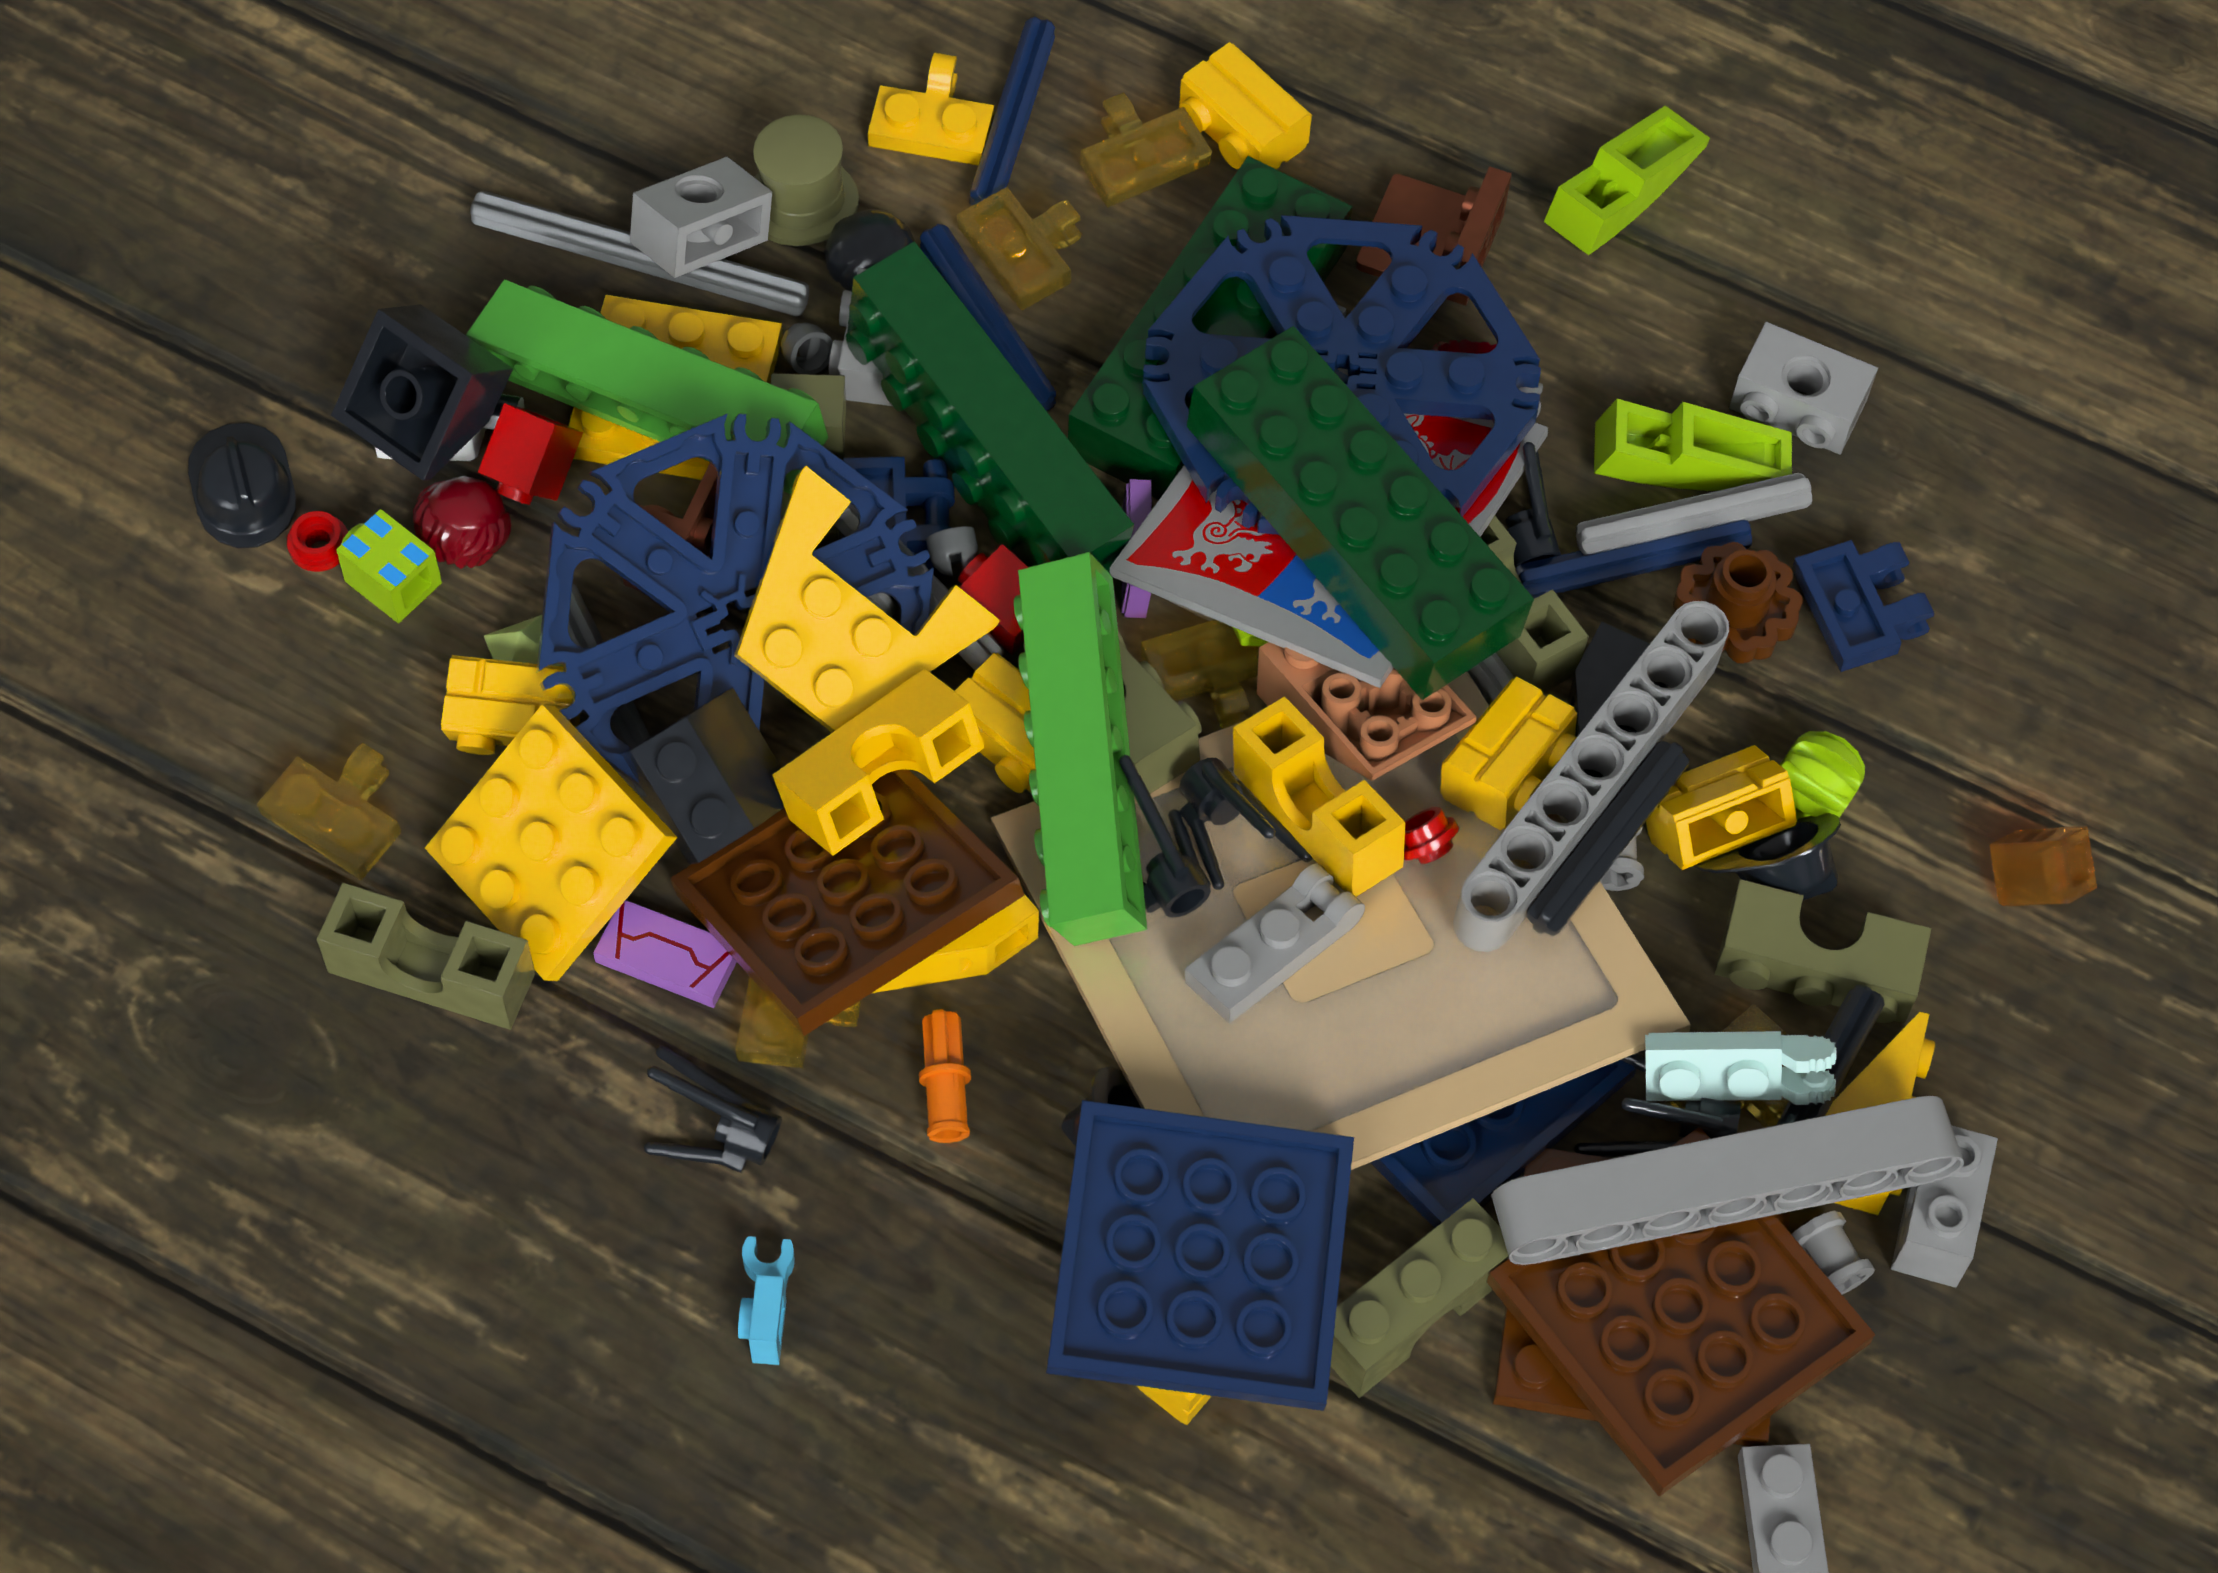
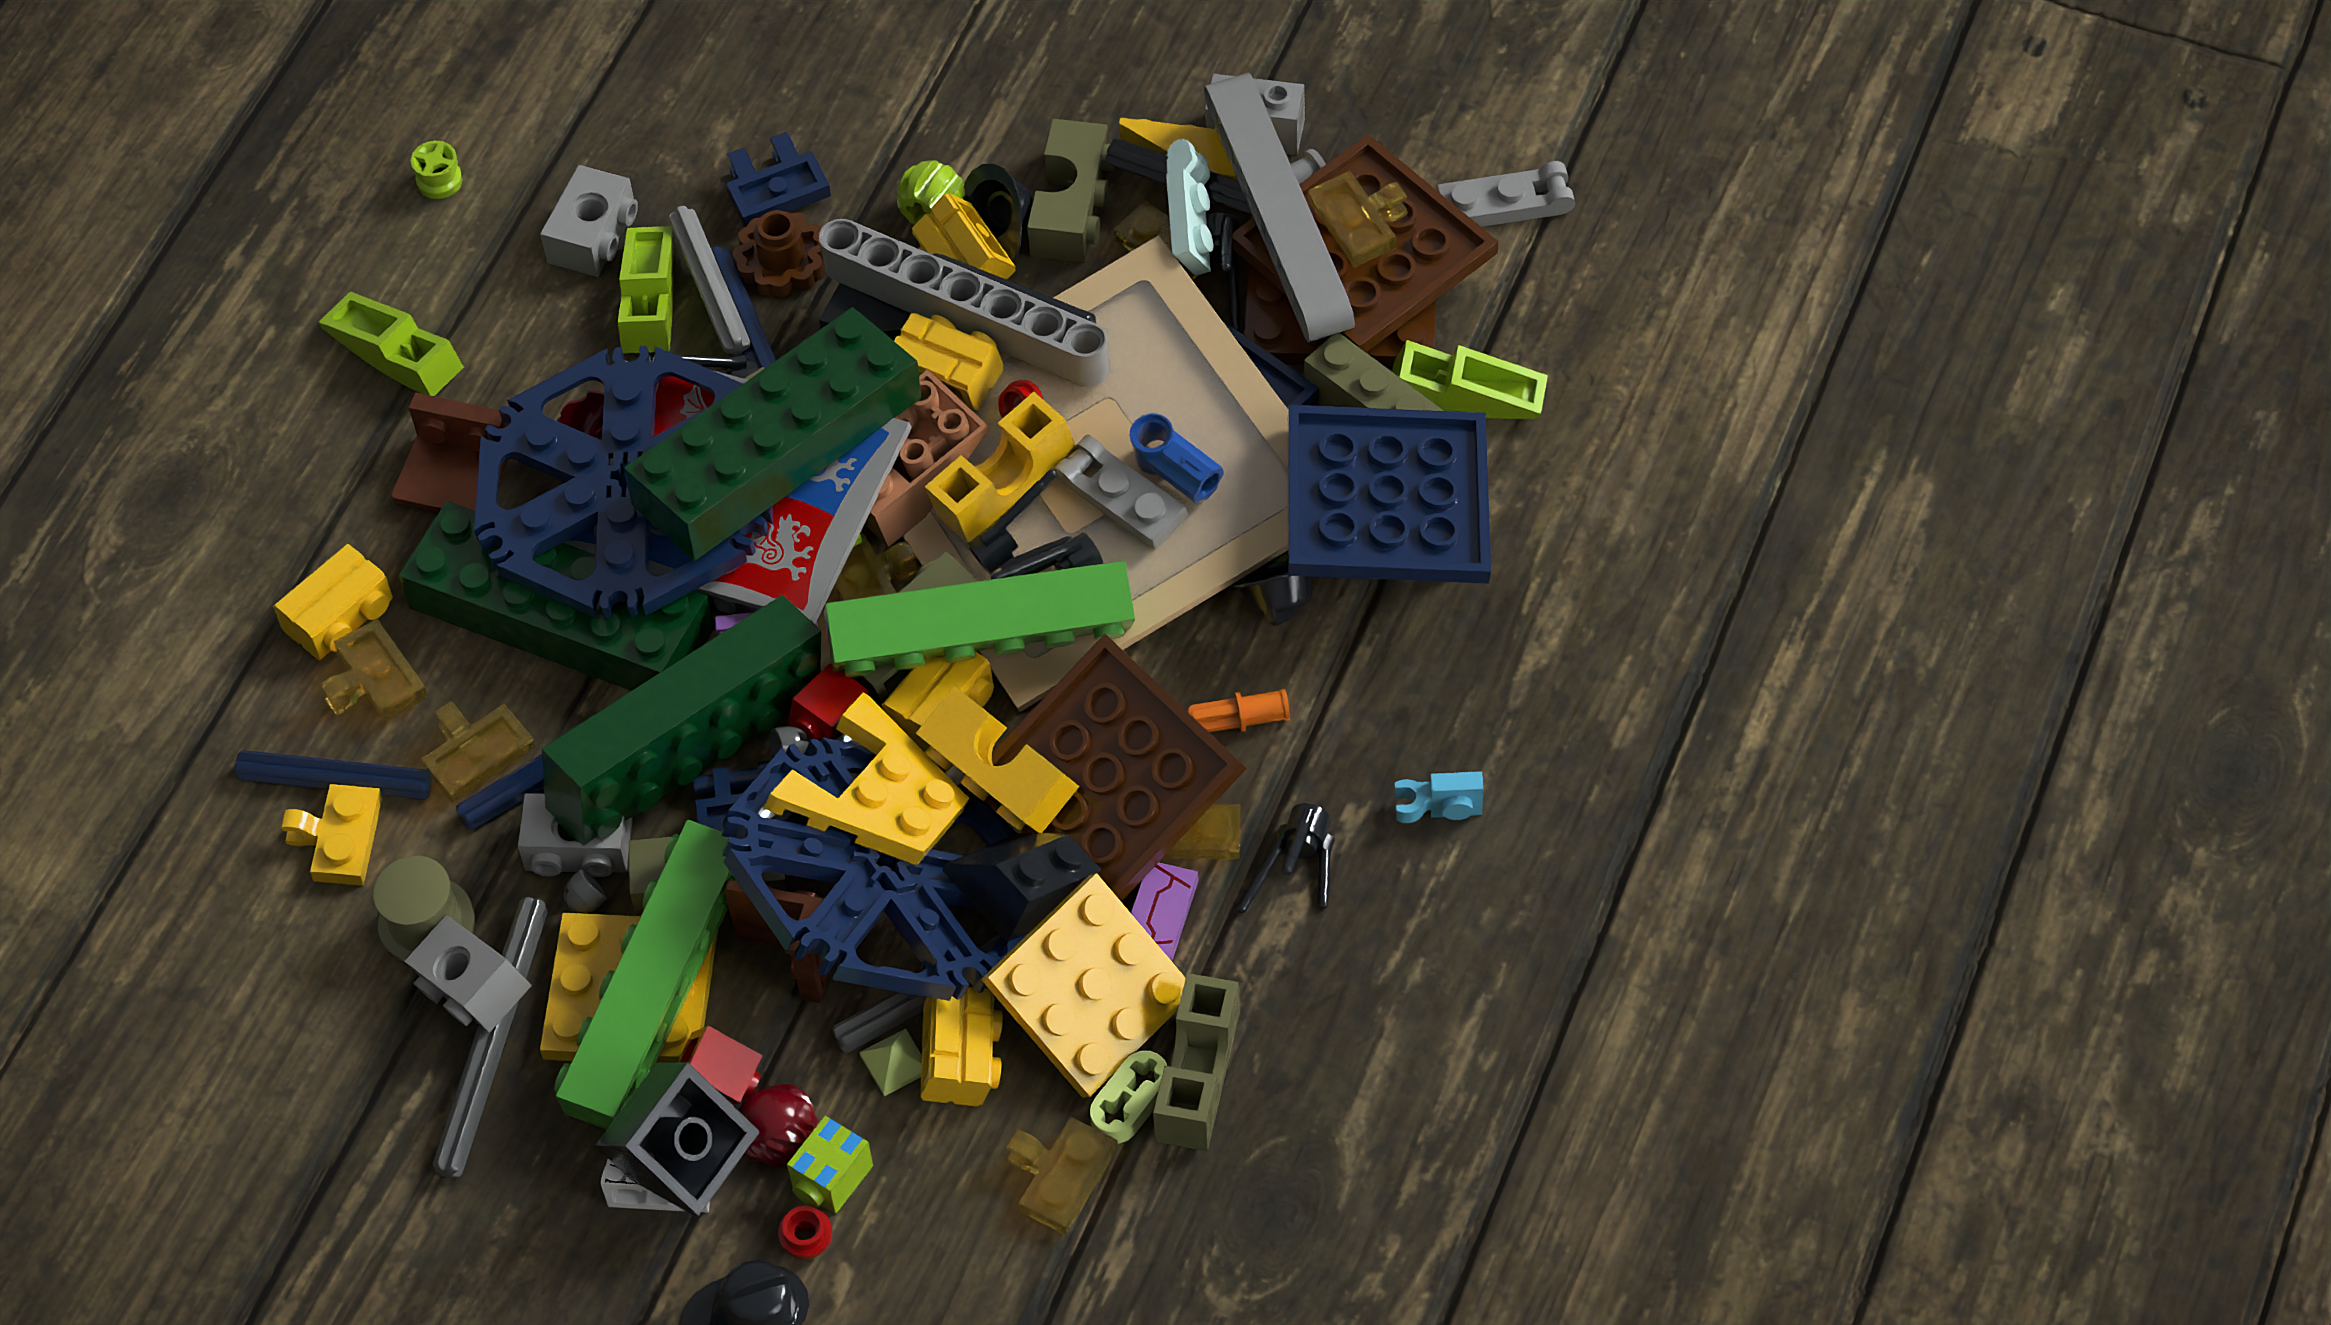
camera: 90 degrees left, 5 degrees down
(426, 882) = (1121, 1090): none -> yellowish green beam
(863, 242) = (484, 859): black hair -> none
(1300, 1001) = (1175, 459): none -> blue piece
(1442, 1434) = (1472, 382): none -> lime slope
(1704, 1284) = (1359, 219): none -> clear yellow plate
(1892, 218) = (436, 169): none -> lime wheel
(2043, 866) = (984, 70): clear orange panel -> none

